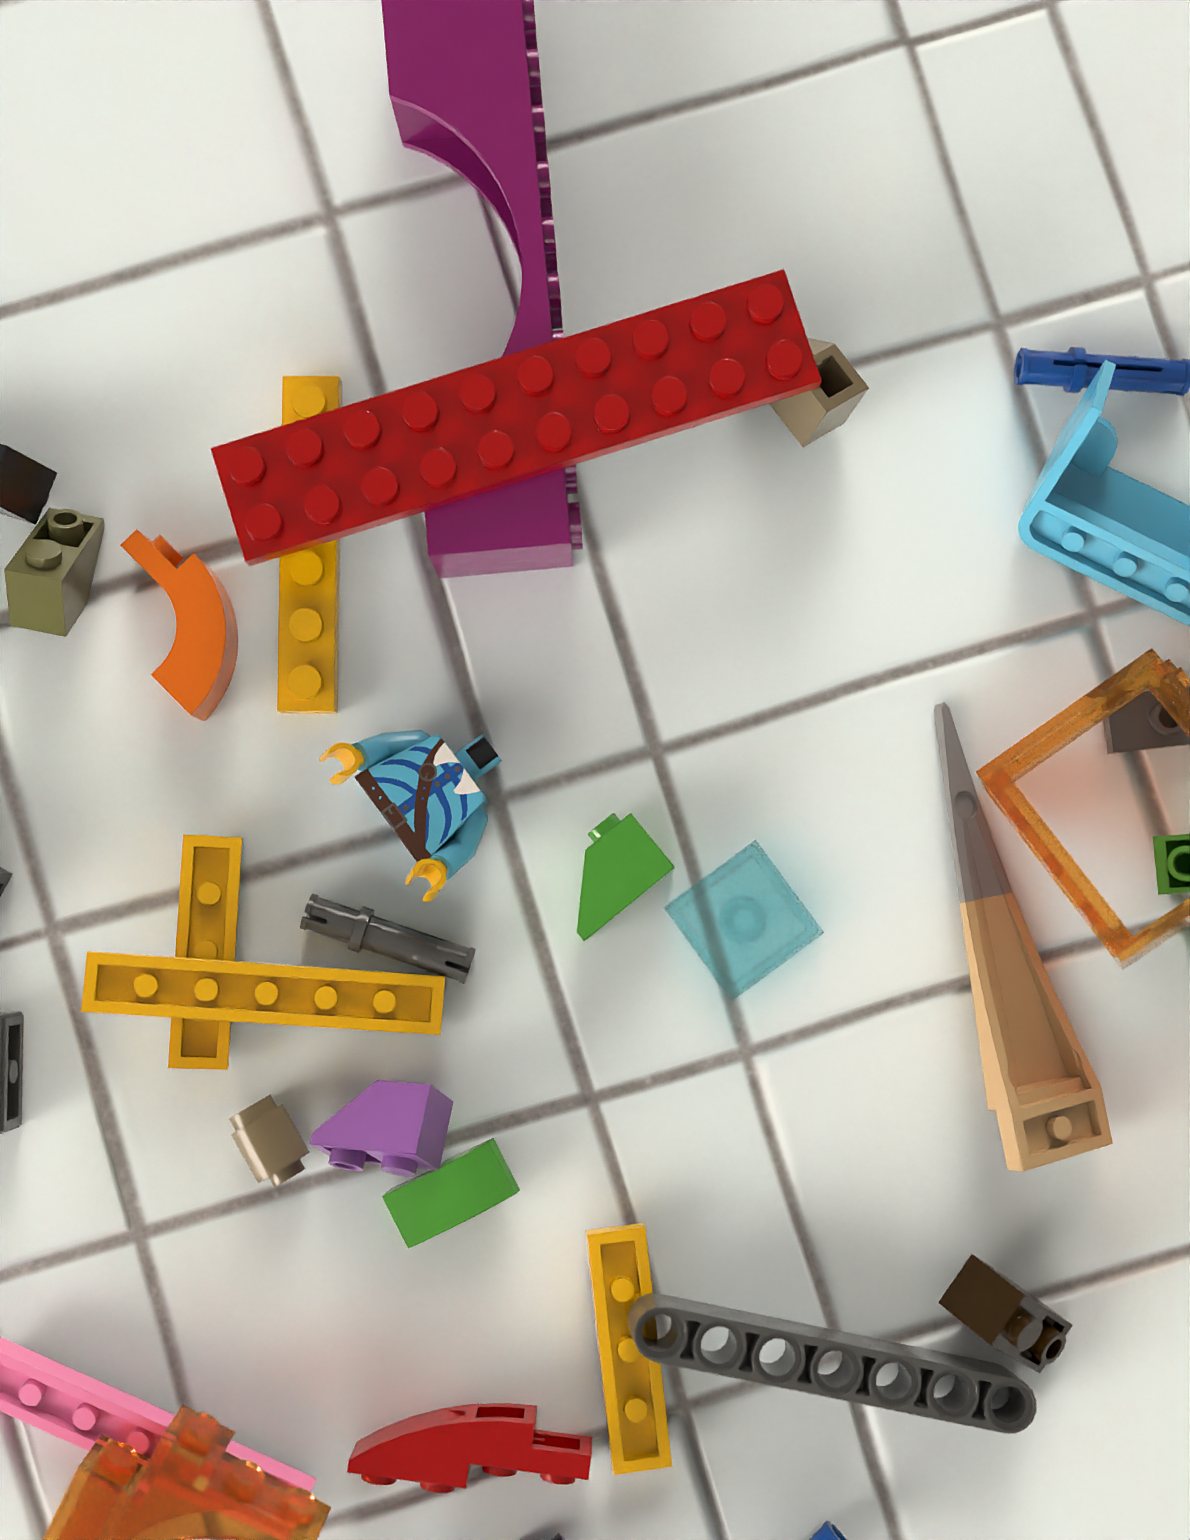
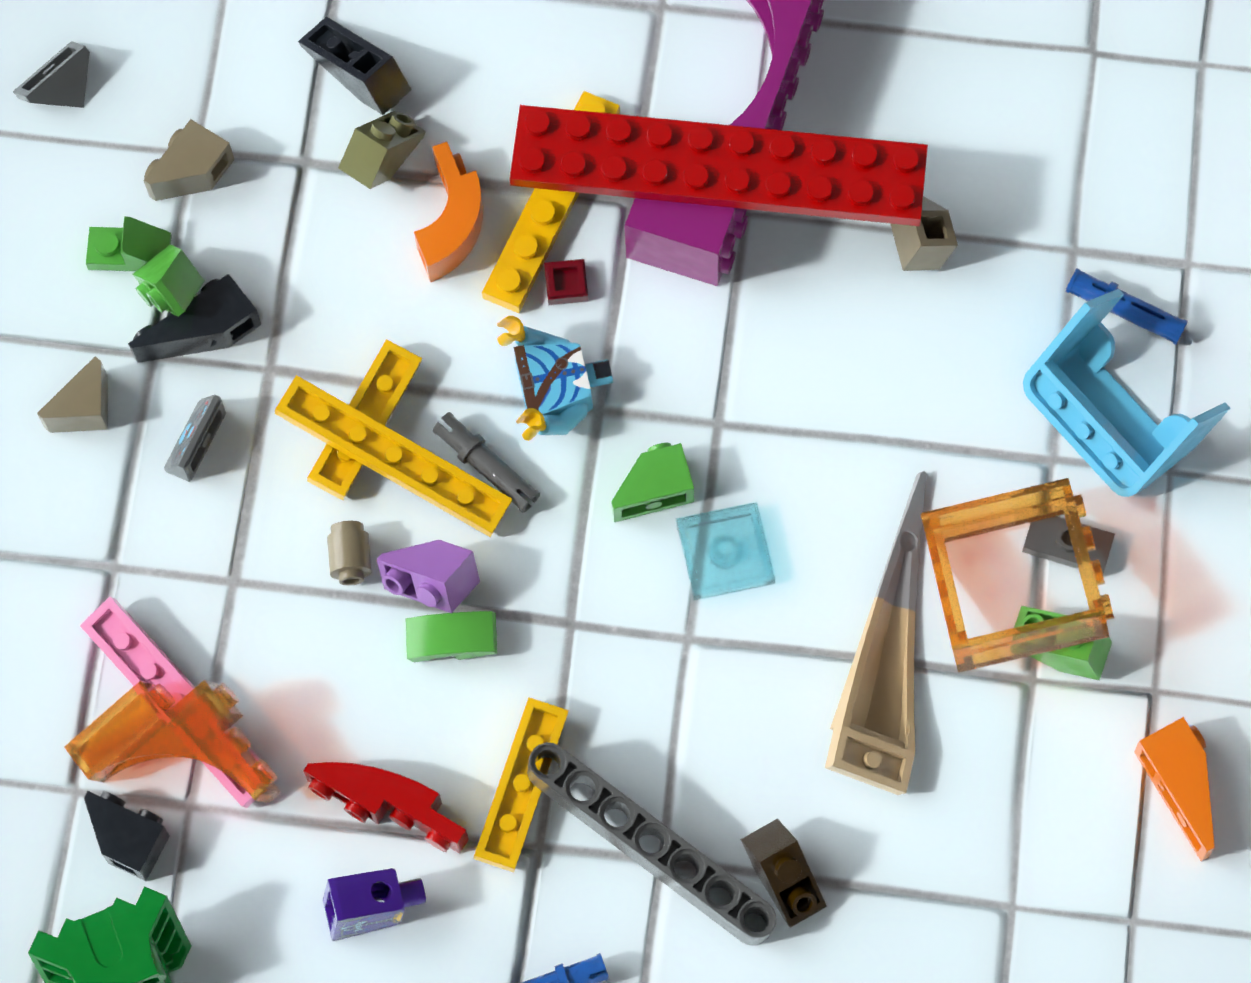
camera: 25 degrees right, 15 degrees down
(378, 646) = (566, 282): none -> dark red tile

